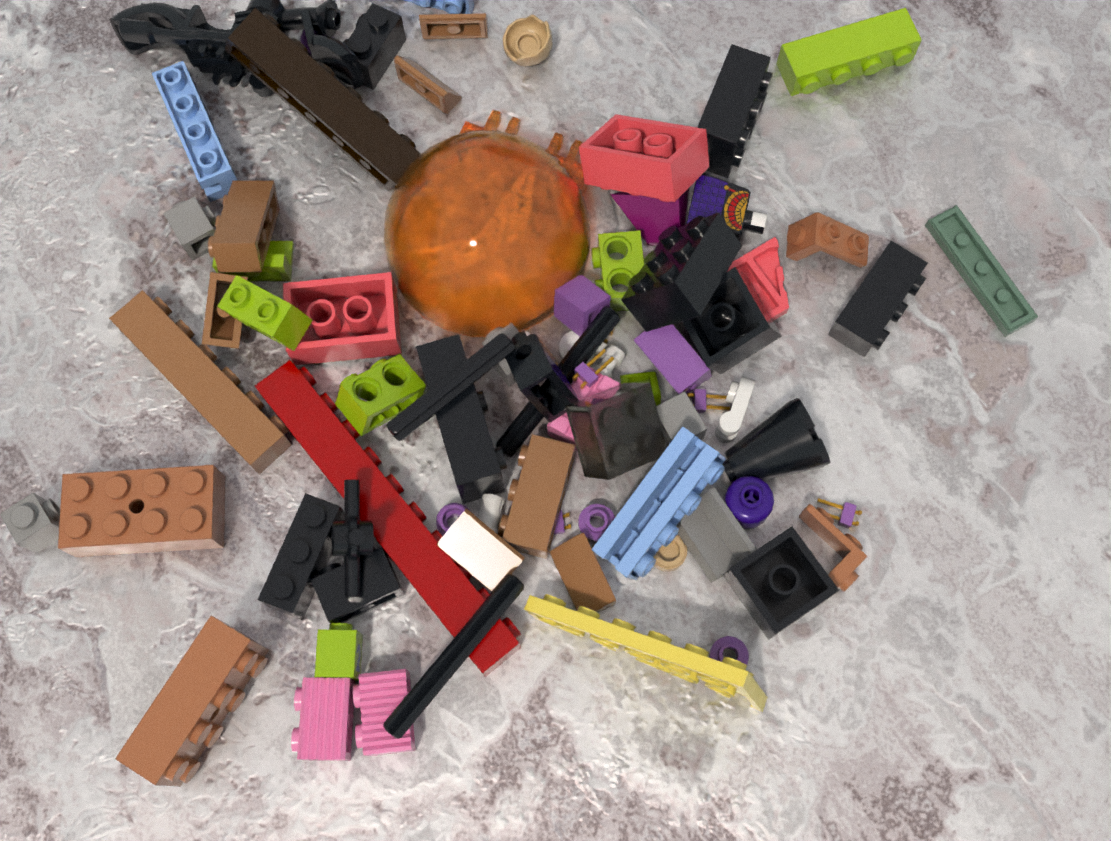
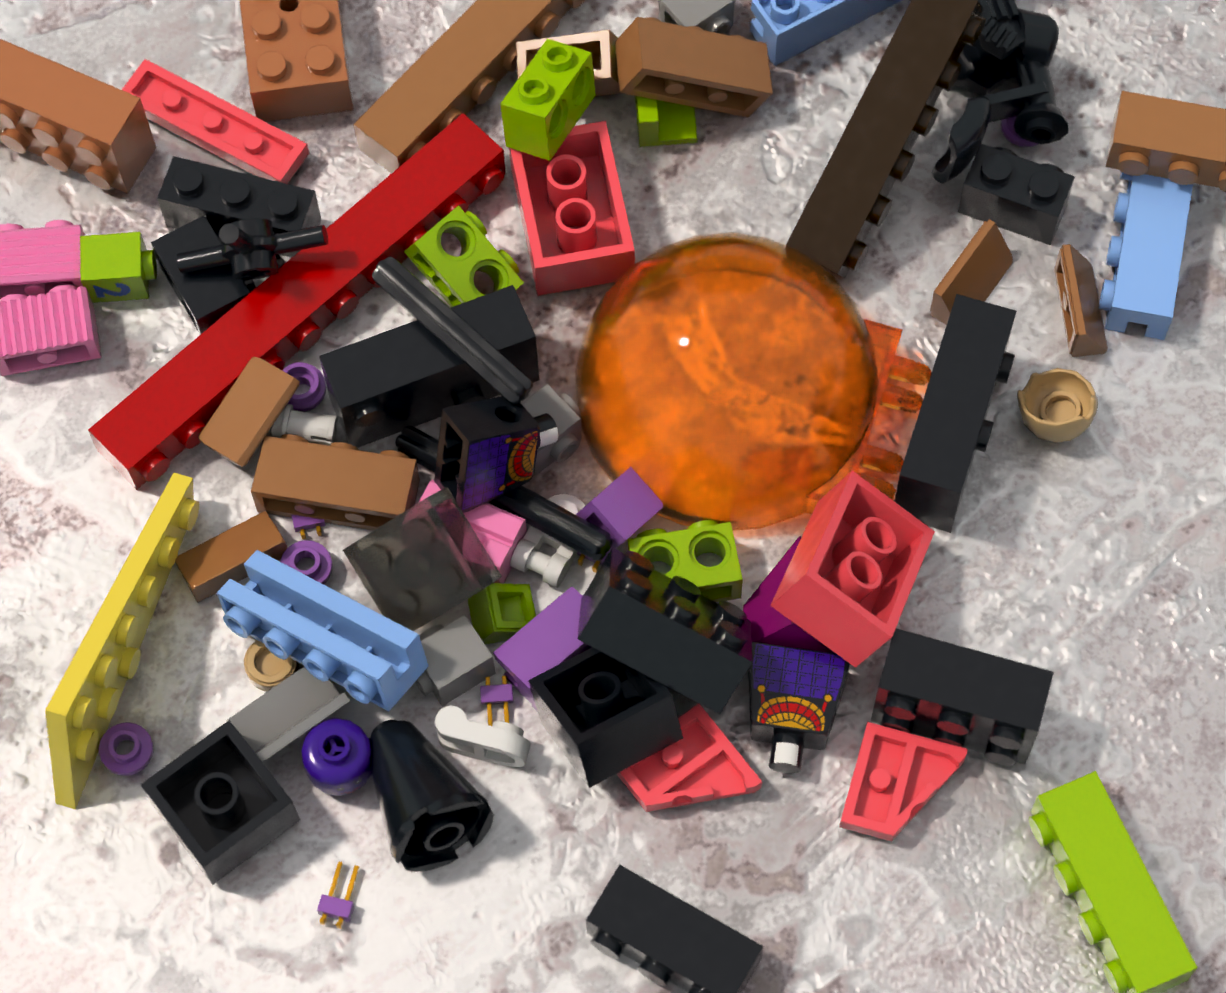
camera: 85 degrees right, 5 degrees down
(223, 576) = (216, 124): none -> coral plate
(453, 656) = (107, 390): black axle -> none
(534, 90) = (955, 411): none -> black brick
(586, 374) = (506, 519): piece -> none
(774, 164) = (896, 779): none -> coral wing
(829, 236) = (765, 868): nougat bracket -> none
(845, 545) = (243, 895): nougat bracket -> none

